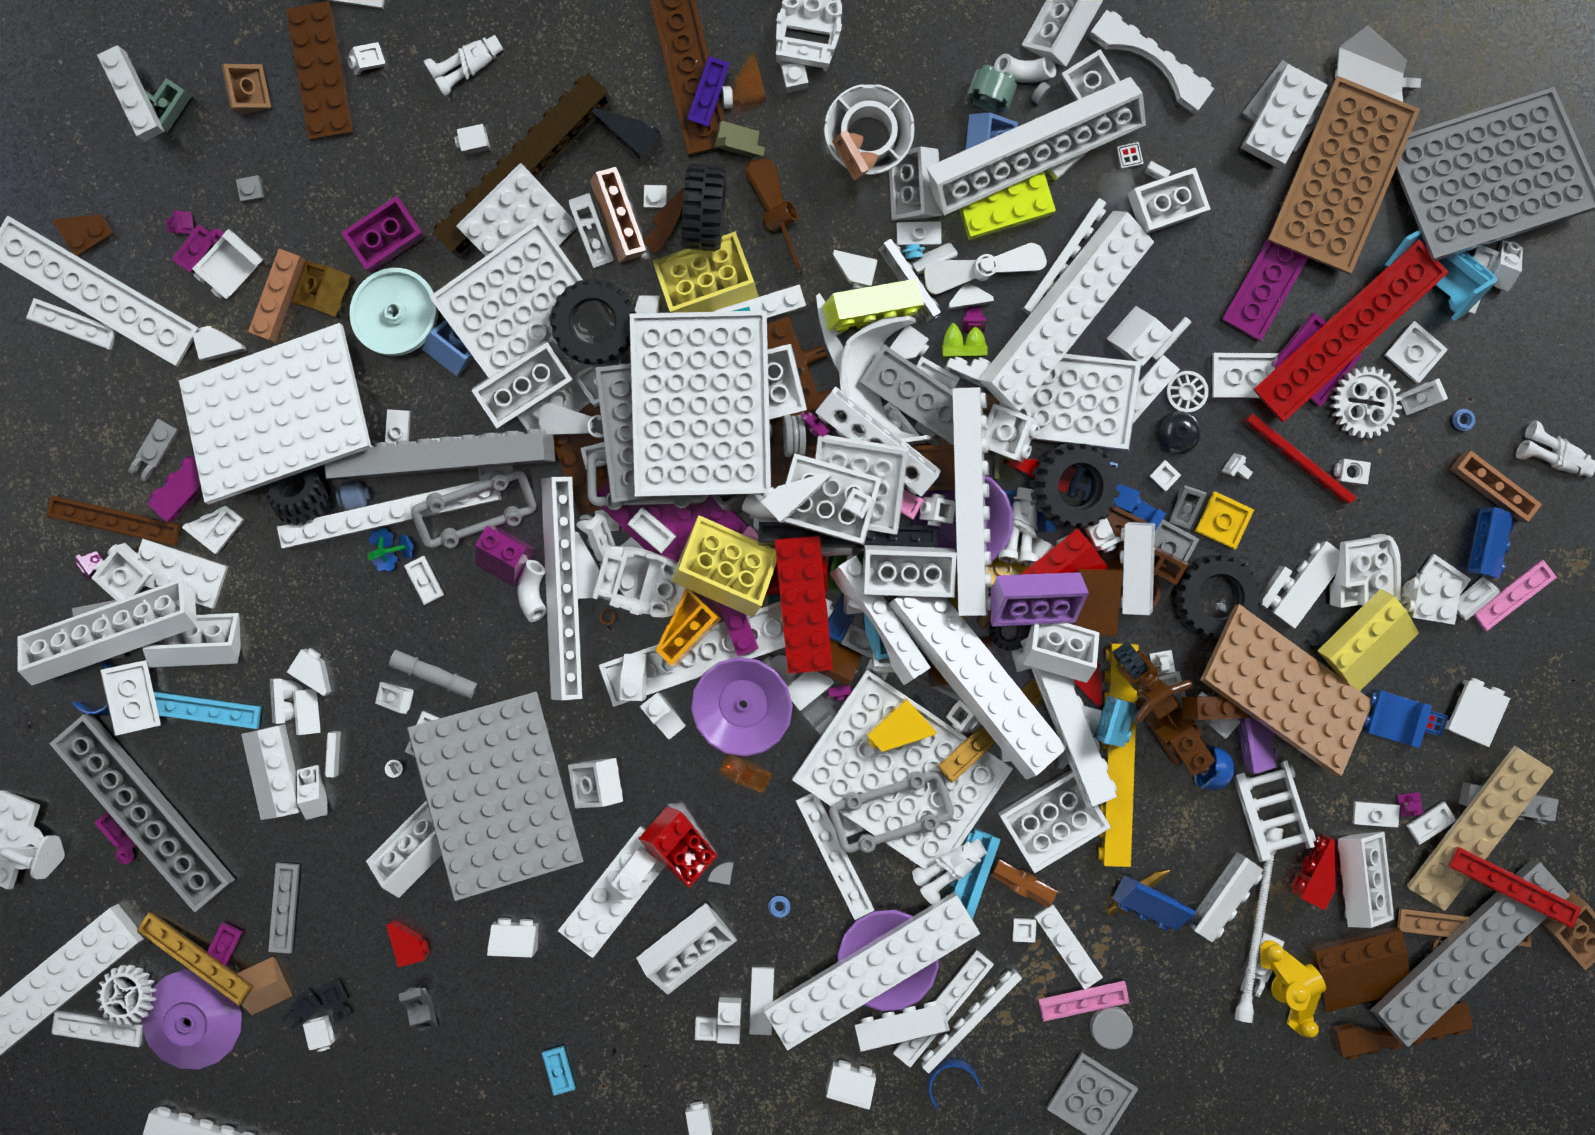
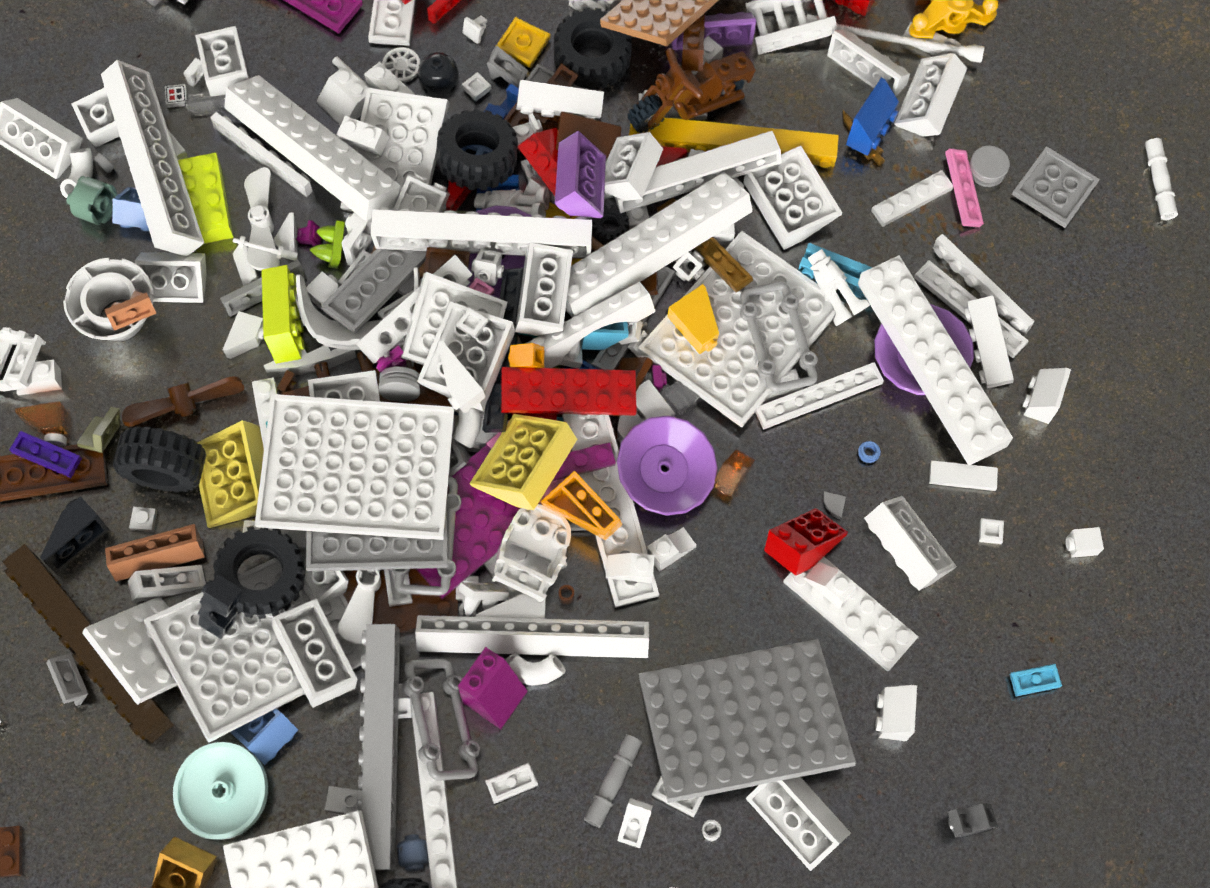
camera: 85 degrees left, 20 degrees down
(383, 234) = (135, 796): magenta brick -> none
(385, 558) = (484, 823): blue plant -> none
(406, 944) = (902, 829): red slope -> none
(472, 139) = (49, 698): white brick -> none
(486, 152) = (67, 679): none -> light grey panel
(549, 290) = (218, 605): none -> black arch
(595, 783) = (737, 620): white slope -> none
(651, 530) = (480, 536): white tile -> none
(666, 222) = (170, 507): reddish brown slope -> none
(729, 1020) = (980, 504): white arch -> none
(804, 320) = (287, 383): none -> reddish brown plate
(834, 559) = (526, 356): none -> light orange brick
(913, 251) = (235, 281): medium azure plate -> none
(918, 233) = (219, 278): white plate -> none
(946, 293) = (280, 252): none -> white piece
(947, 1064) = (1040, 323): blue piece -> none
(1023, 883) = (852, 228): dark orange piece -> none
(1024, 930) = (896, 233): white plate -> none
(1080, 364) = (363, 136): none -> white brick
(1115, 34) = (120, 43): white arch -> none
(1115, 721) = (699, 130): medium azure slope -> none
(1192, 965) = (931, 95): none -> white slope
(1219, 772) = (759, 59): blue cylinder -> none

